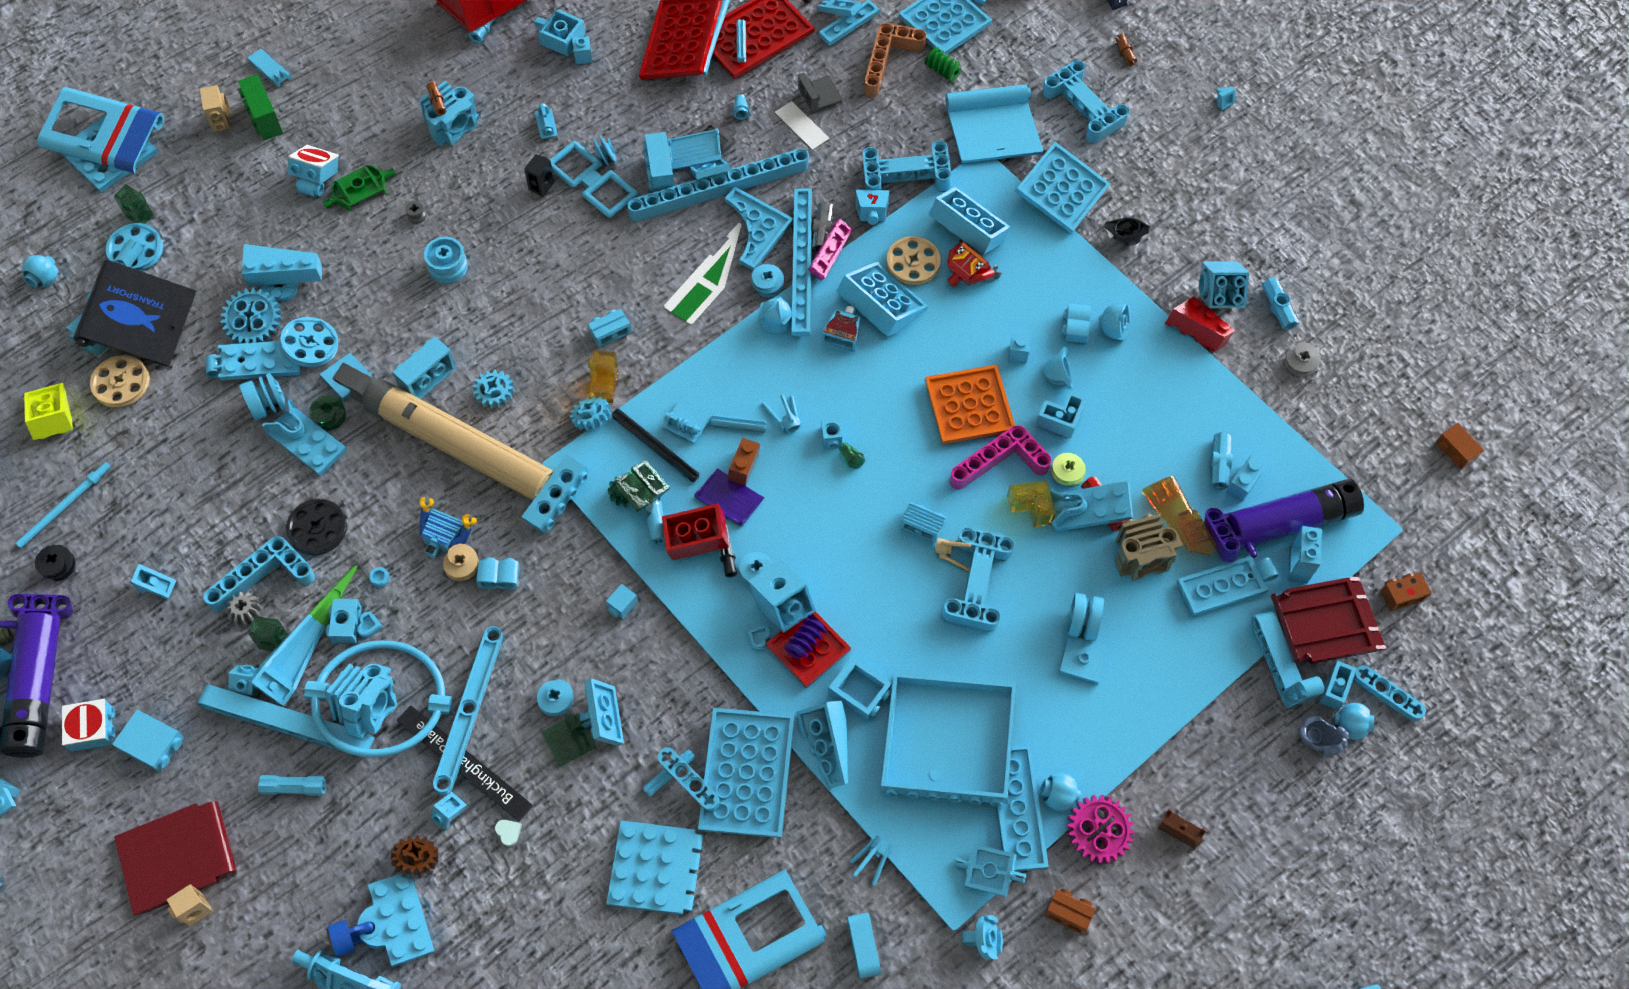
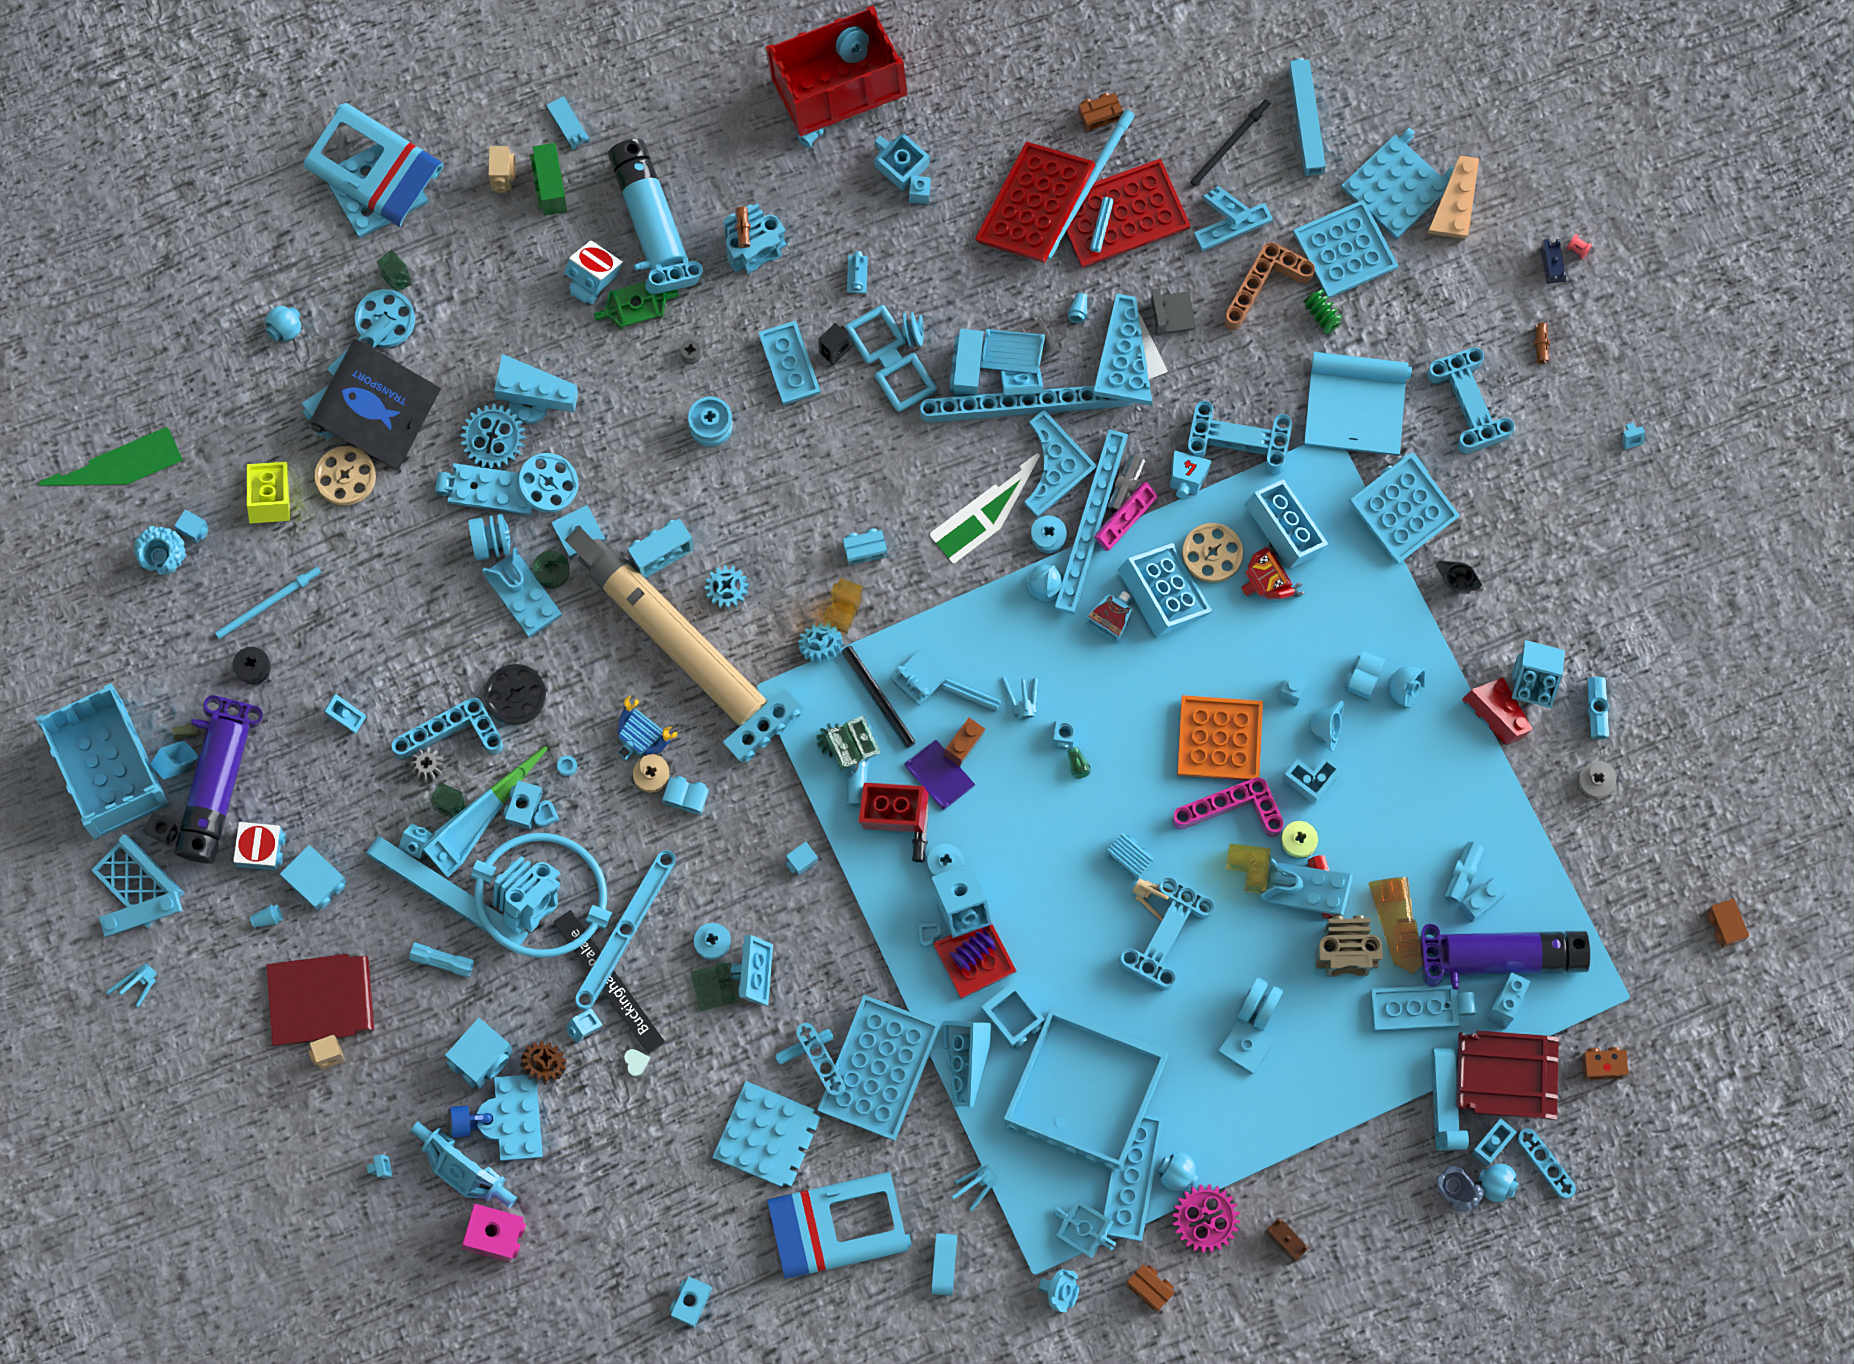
camera: 15 degrees right, 10 degrees up
(108, 789) = (269, 916): none -> medium azure cone
(346, 865) = (479, 1054): none -> medium azure brick
(357, 118) = (652, 219): none -> medium azure piece
(504, 201) = (789, 362): none -> medium azure plate
(790, 131) = (1123, 360): none -> medium azure wing

